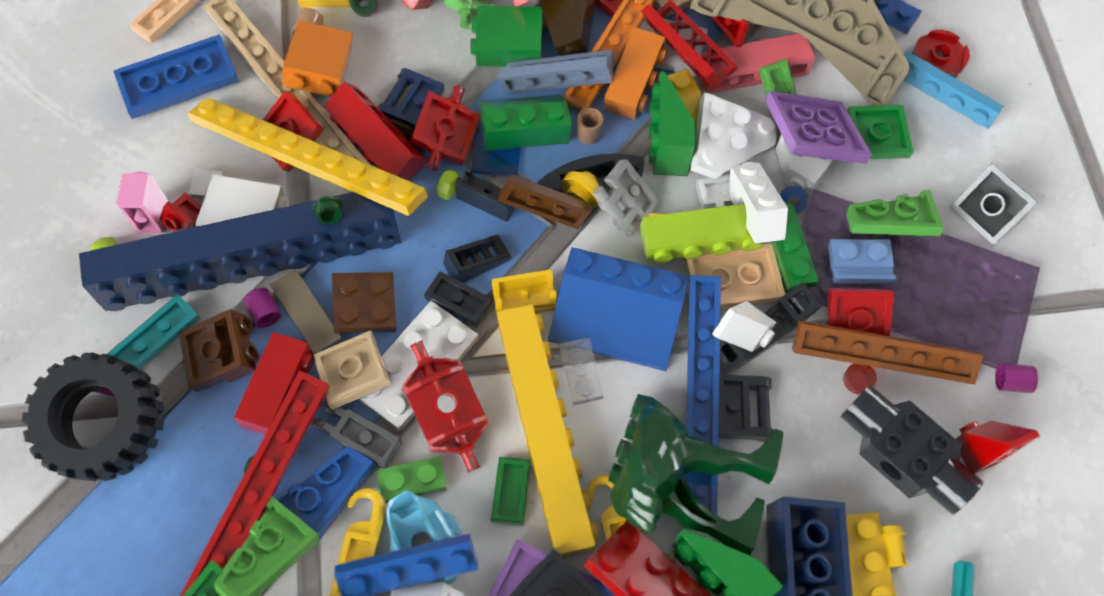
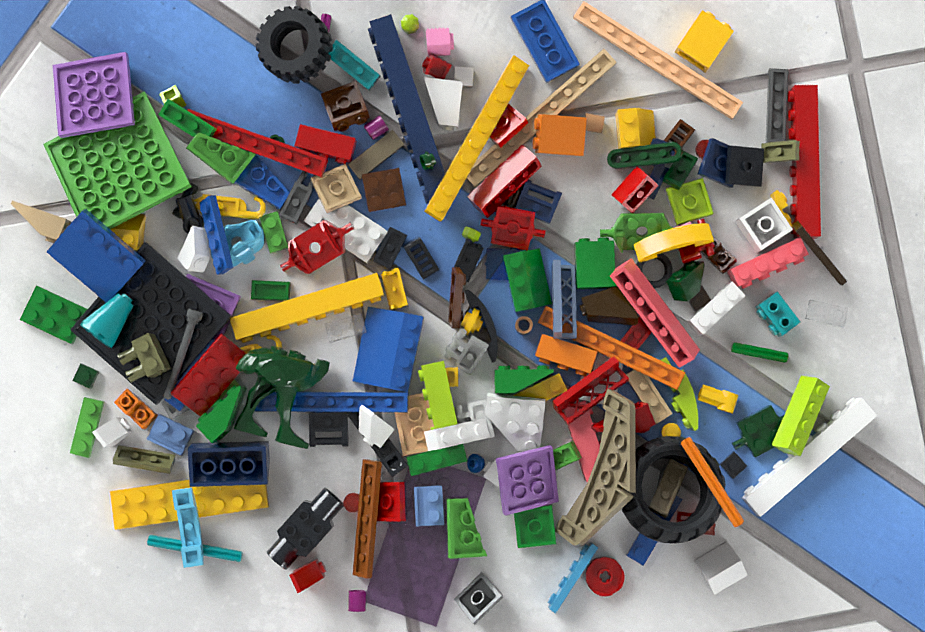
camera: 90 degrees right, 20 degrees up
(894, 546) = (248, 515): yellow pin -> none

